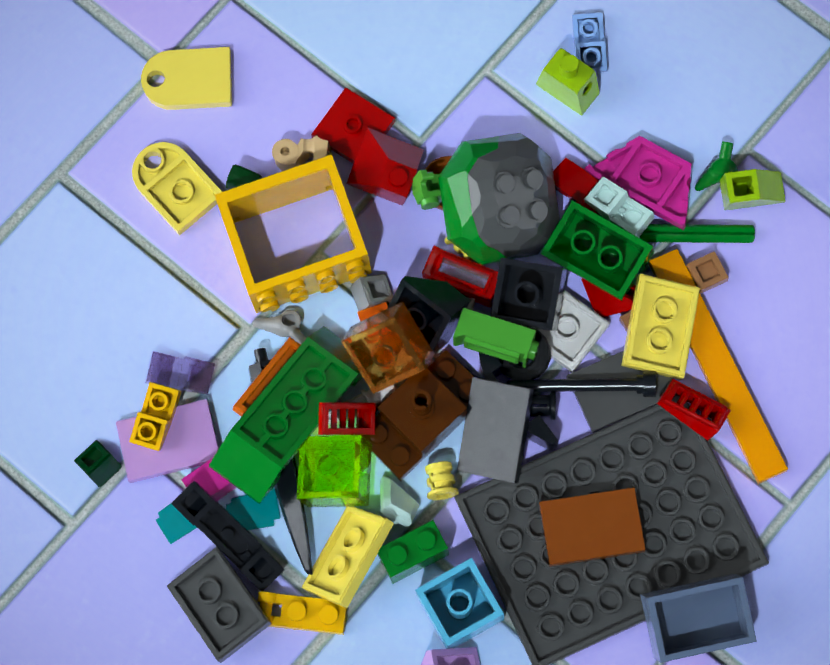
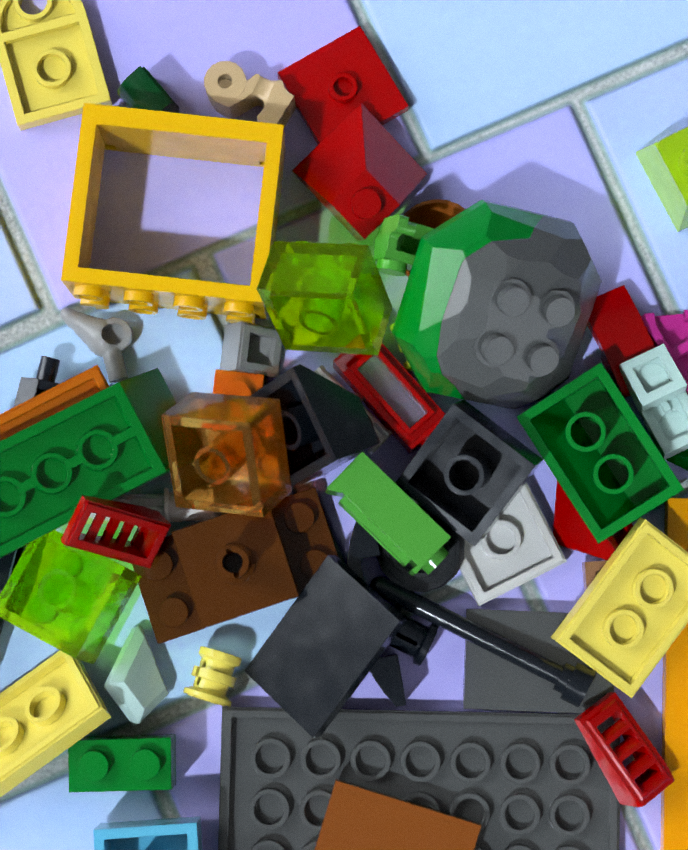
camera: 10 degrees right, 10 degrees up
(401, 237) = (325, 297): none -> clear neon green brick

